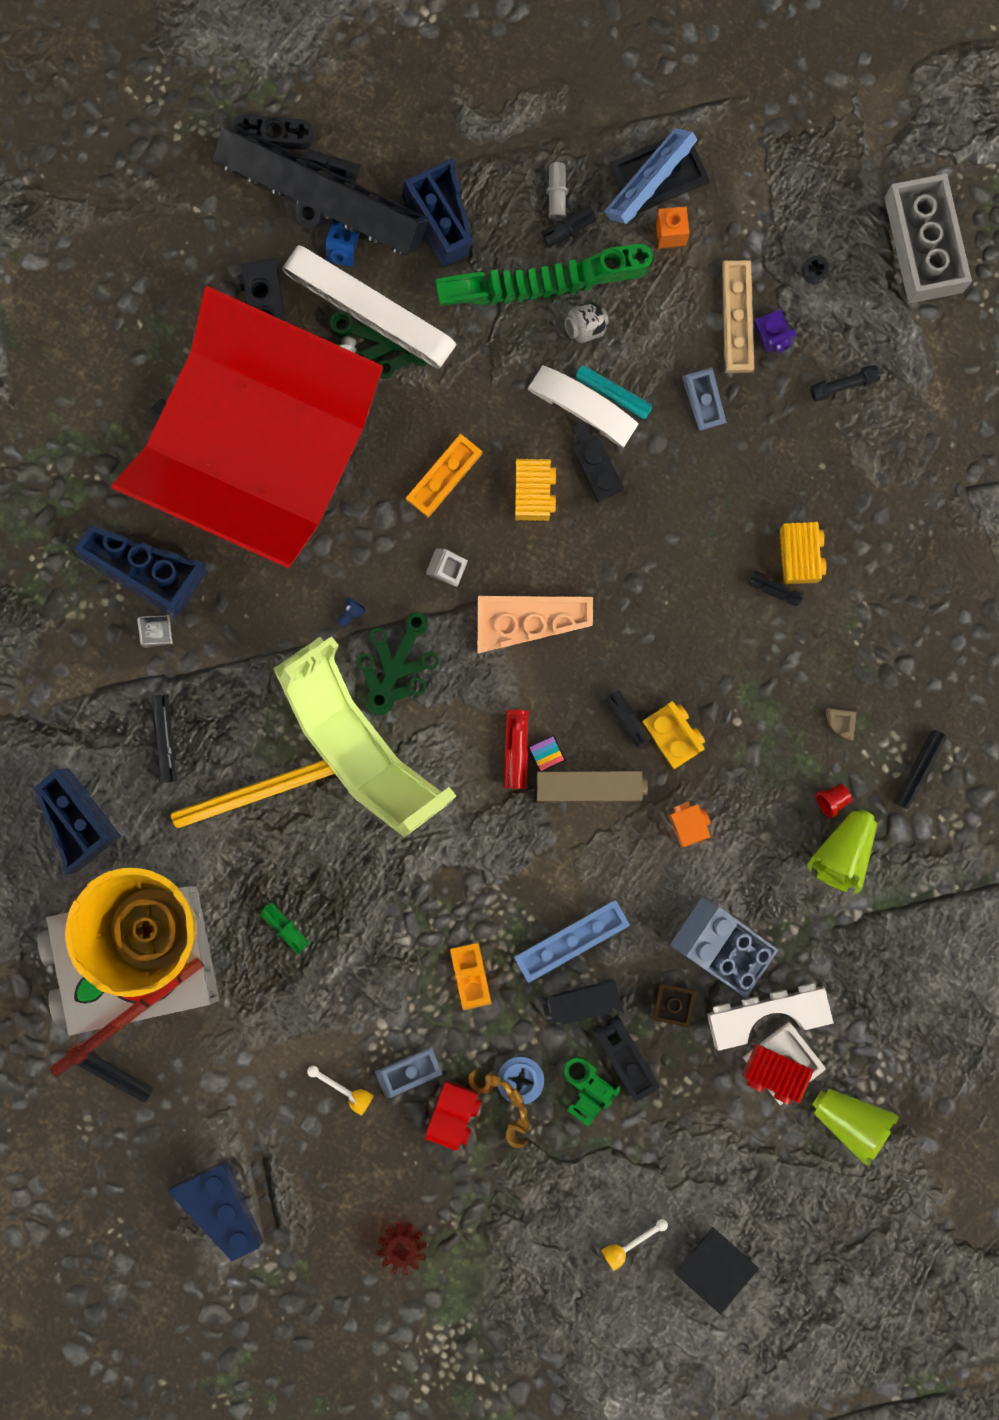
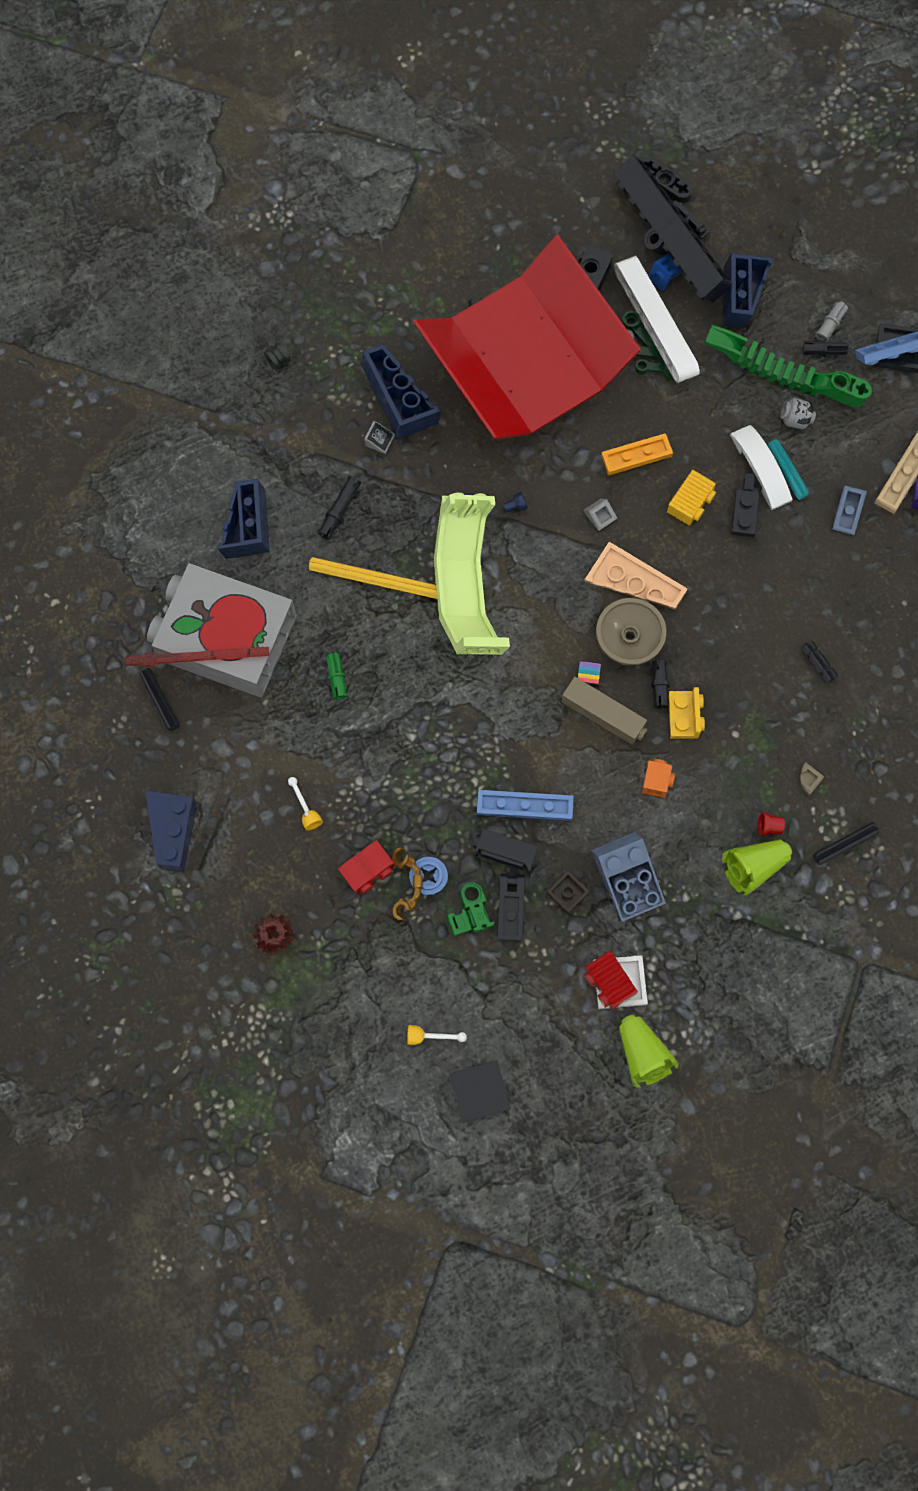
camera: 35 degrees right, 10 degrees down
(108, 935) = (241, 575): yellow cone -> none
(395, 667) = (524, 556): dark green plant -> none
(408, 1073) = (355, 822): sand blue slope -> none
(470, 976) = (440, 786): light orange slope -> none
(516, 749) = (570, 656): red piece -> none
(570, 663) = (634, 618): none -> dark tan dish
(672, 227) = (896, 387): orange brick -> none
(732, 1025) = (659, 951): white arch -> none
(802, 553) = (852, 648): yellow brick -> none

